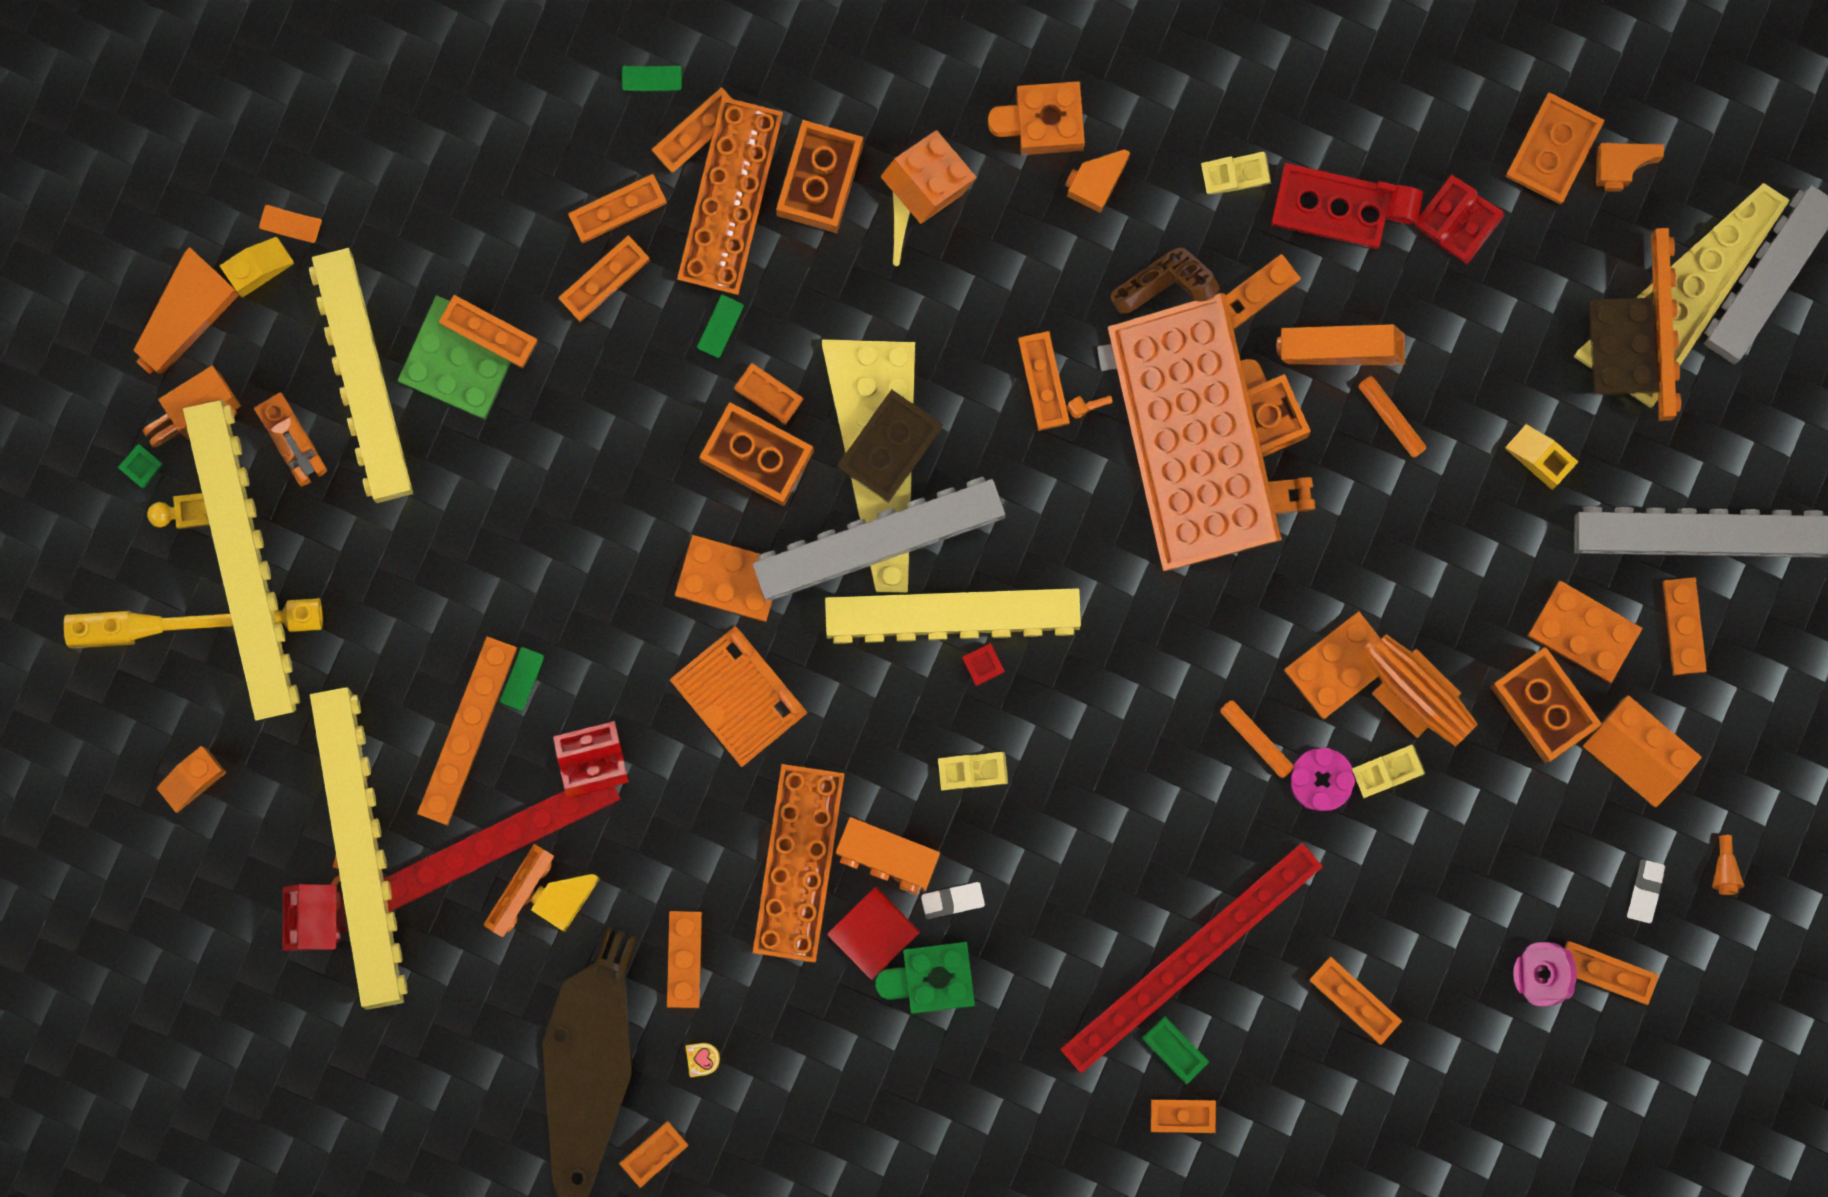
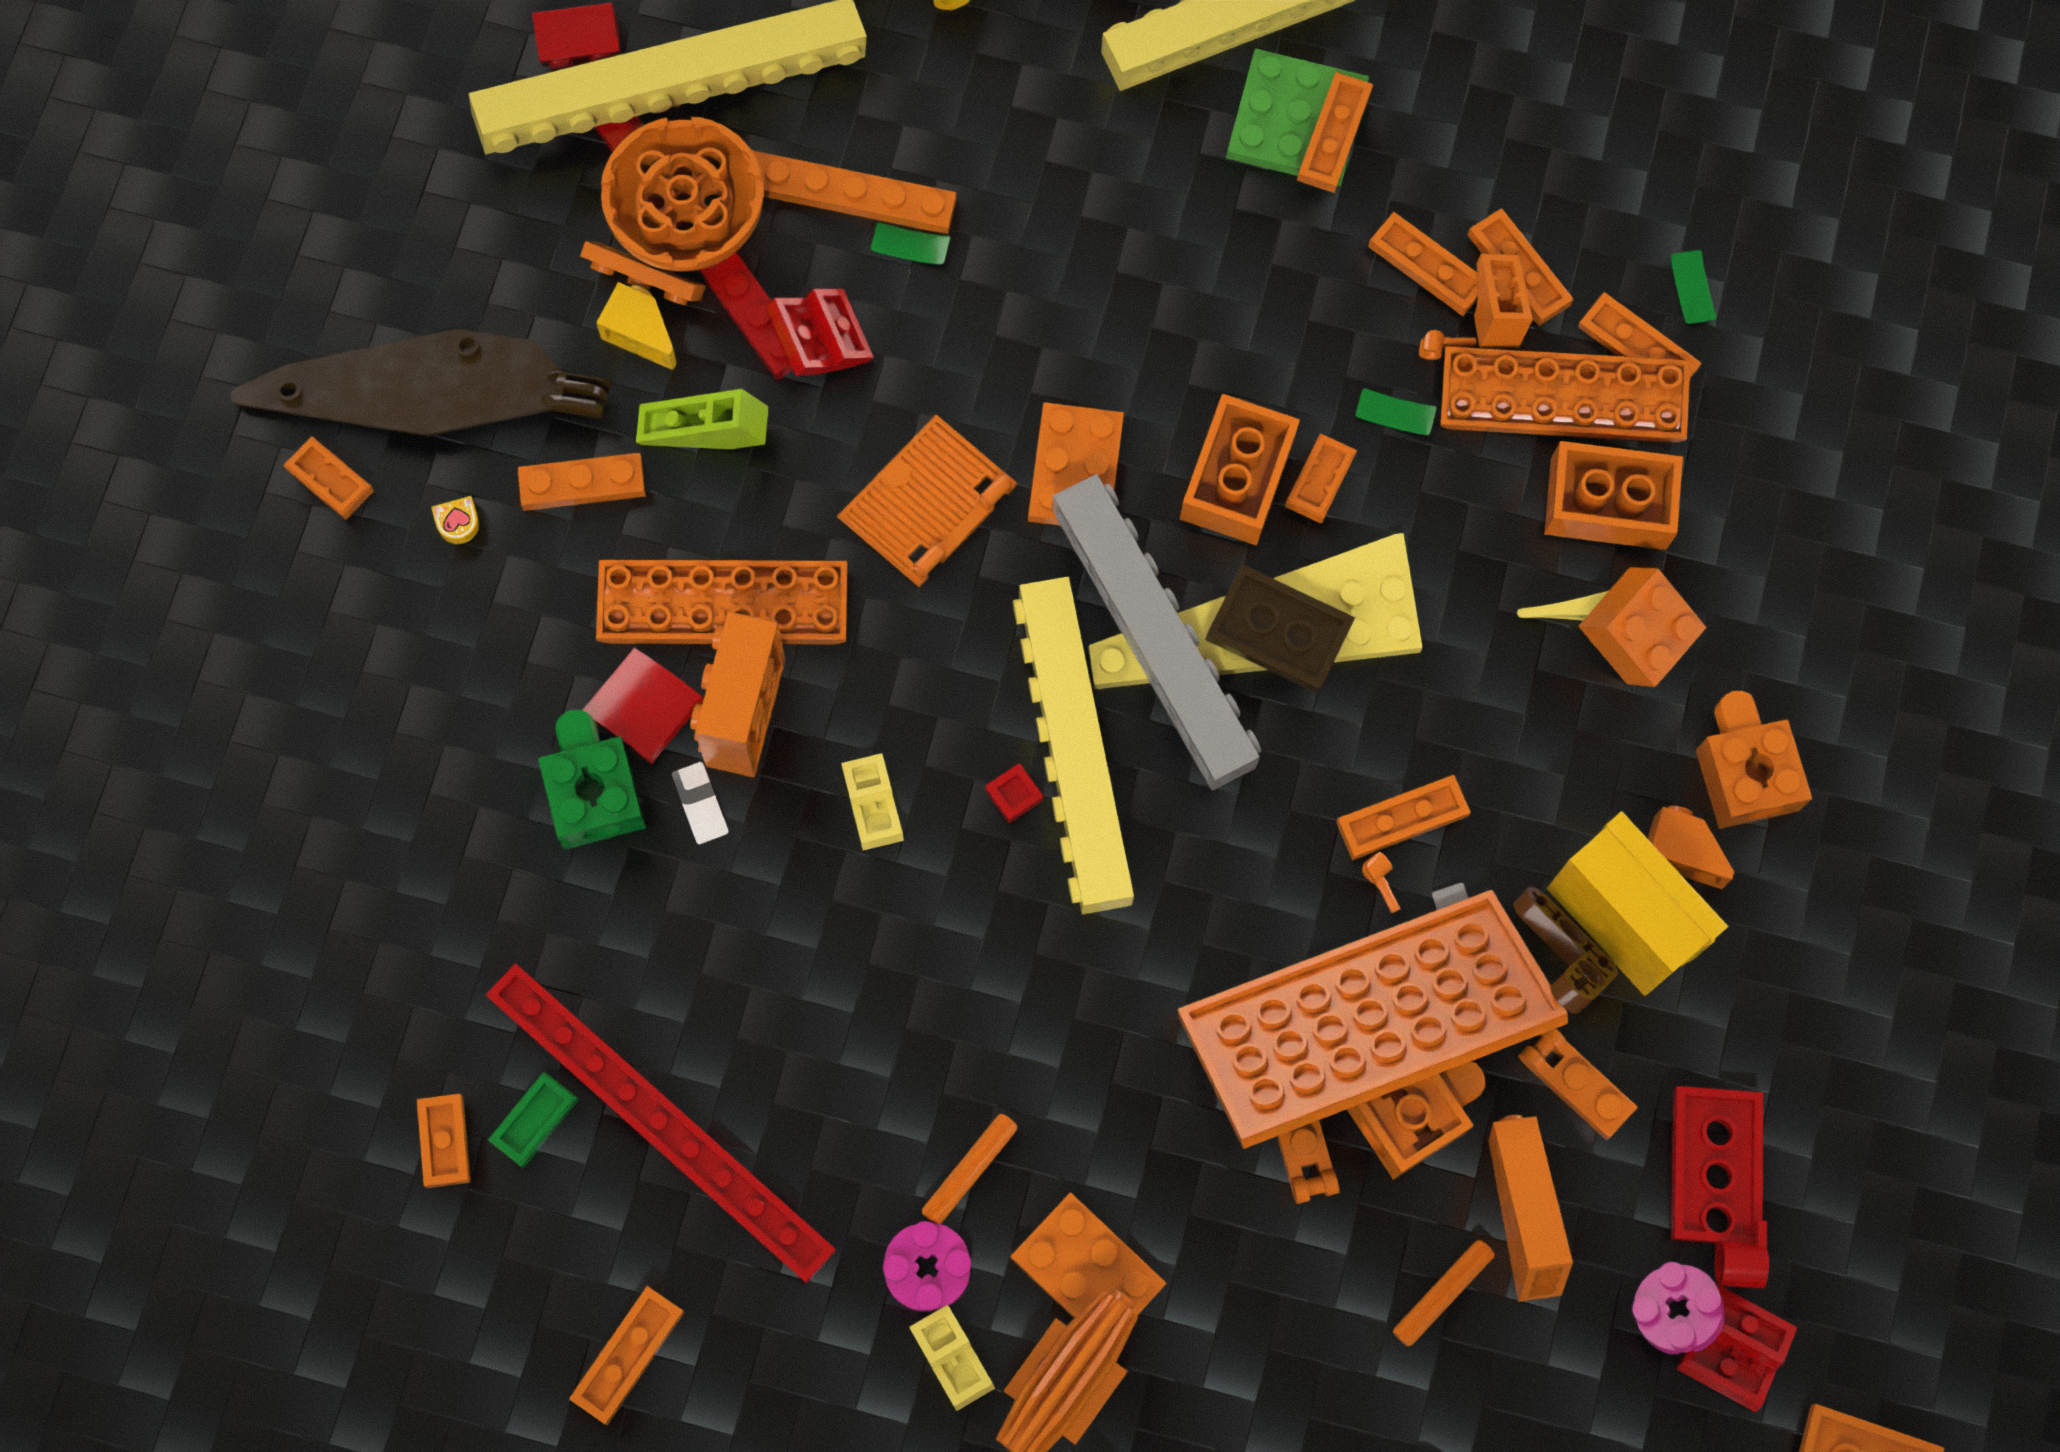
camera: 80 degrees right, 10 degrees down
(446, 819) = (656, 164): none -> orange brick
(649, 229) = (1502, 302): none -> orange arch
(652, 860) = (704, 421): none -> lime slope
(671, 288) = (1434, 342): none -> orange hand
(1145, 228) = (1635, 904): none -> yellow container
(1236, 173) = (1733, 1032): light yellow slope -> none
(1428, 236) = (1680, 1334): none -> dark pink plate

